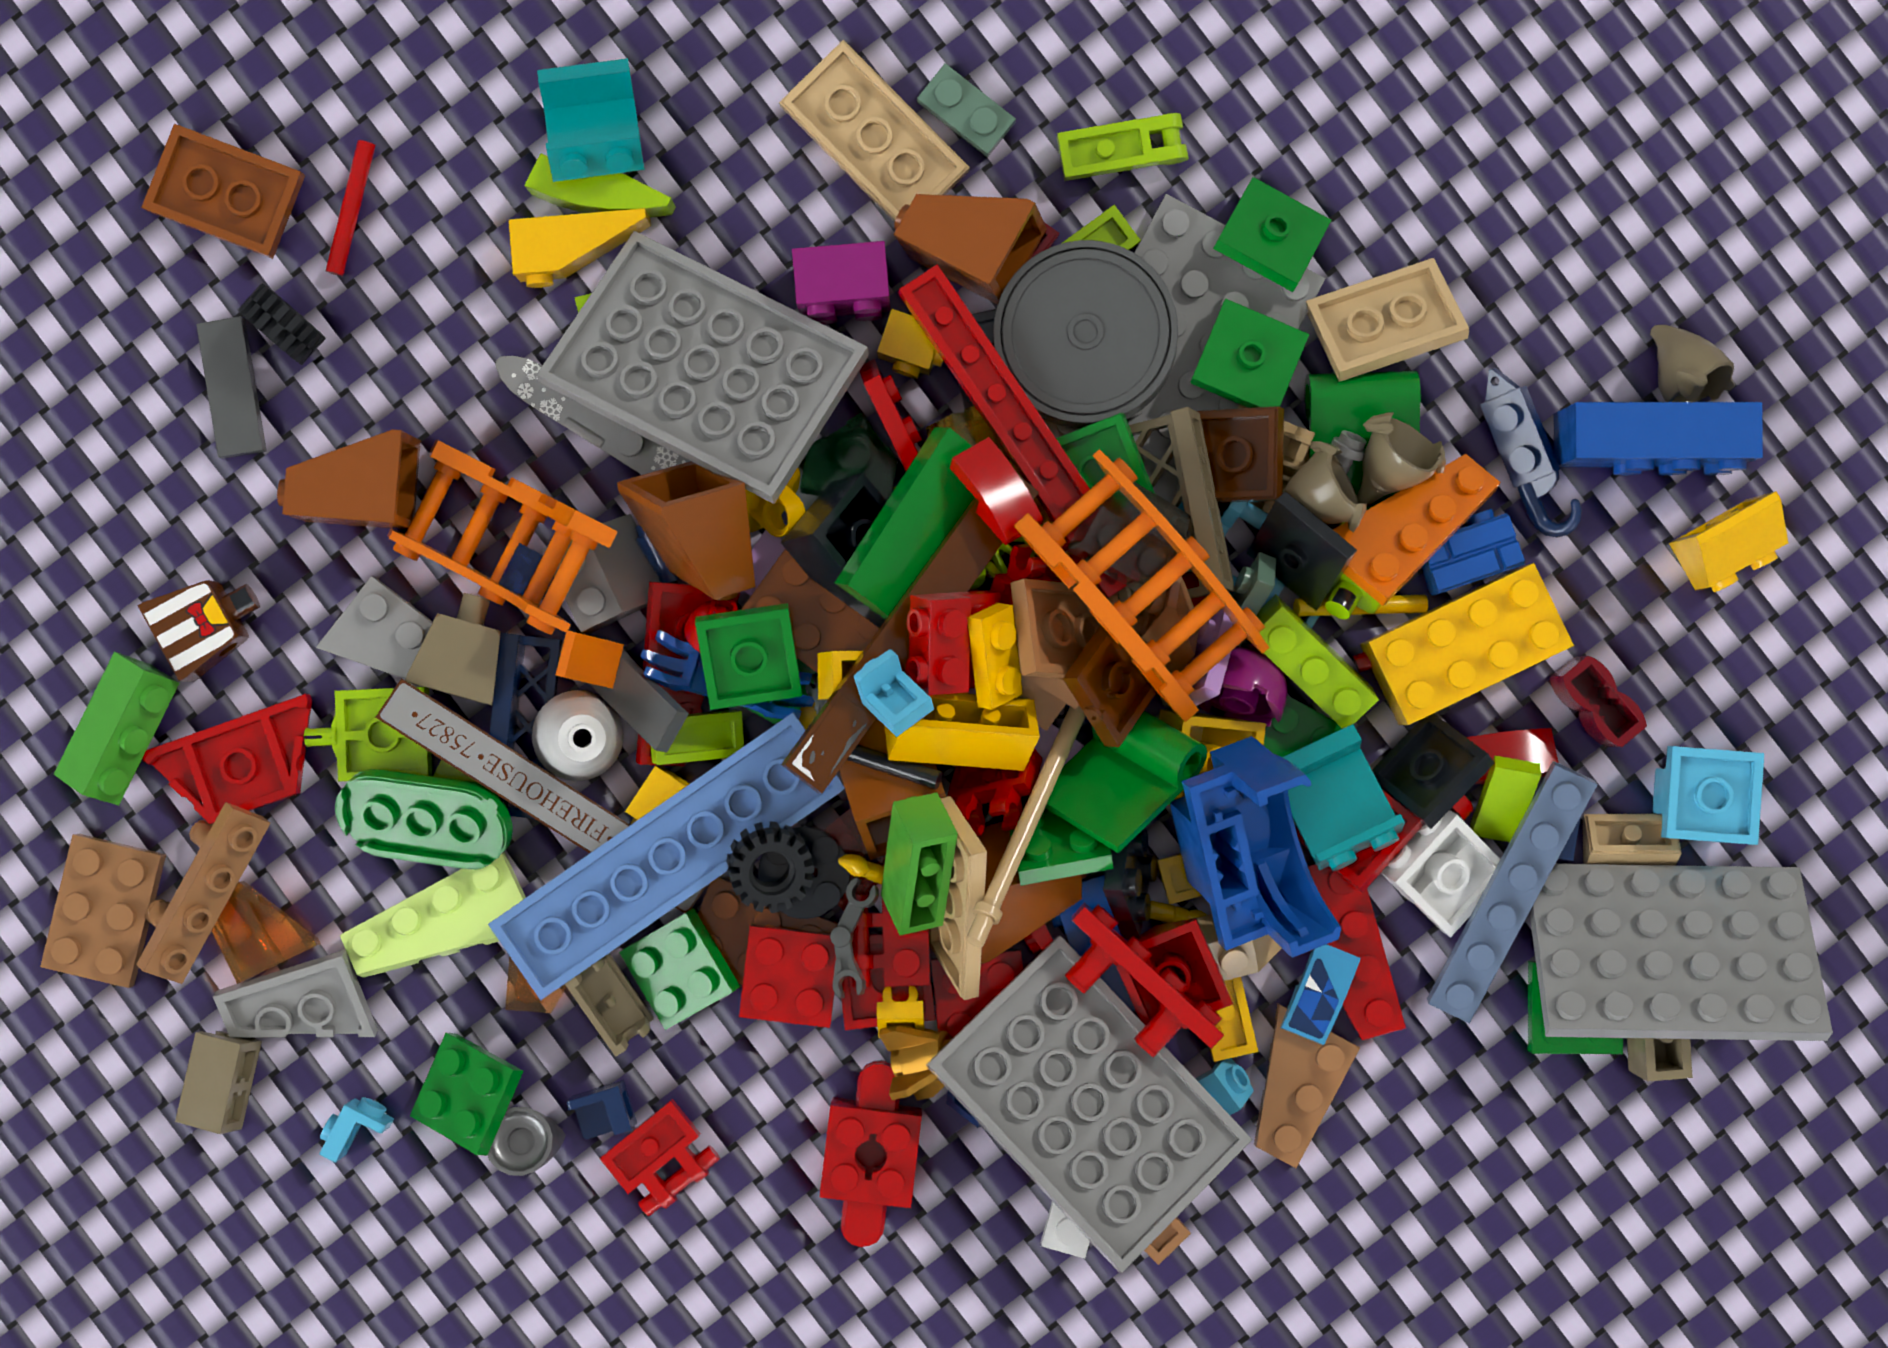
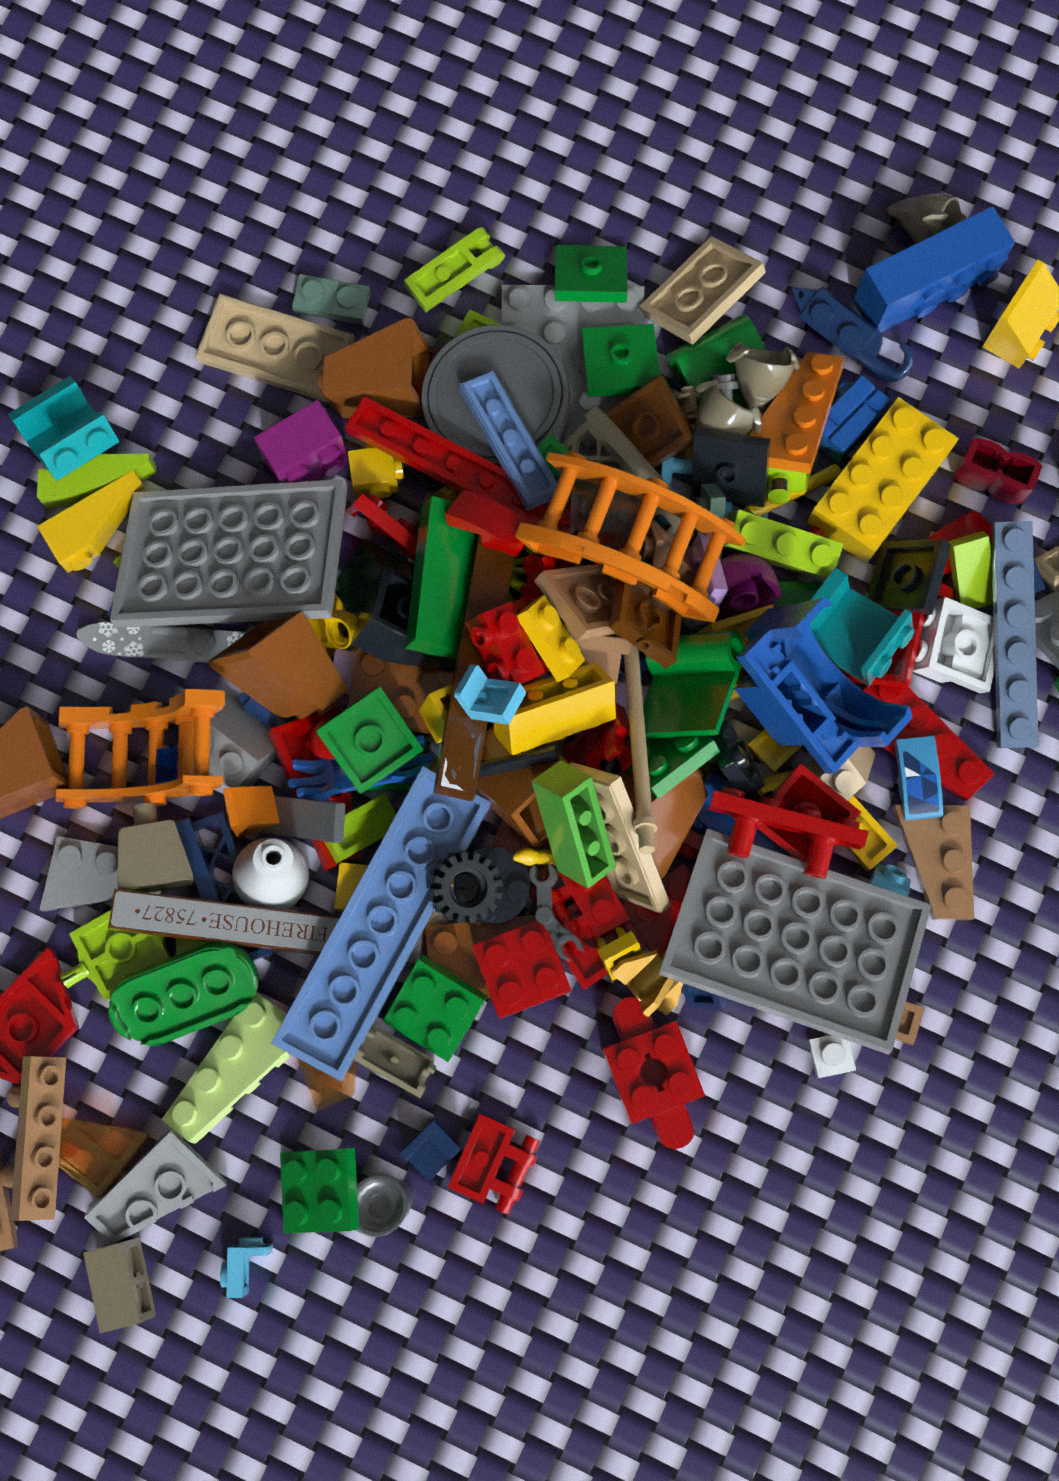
camera: 25 degrees left, 10 degrees down
(1072, 397) = (509, 439): none -> medium blue tile

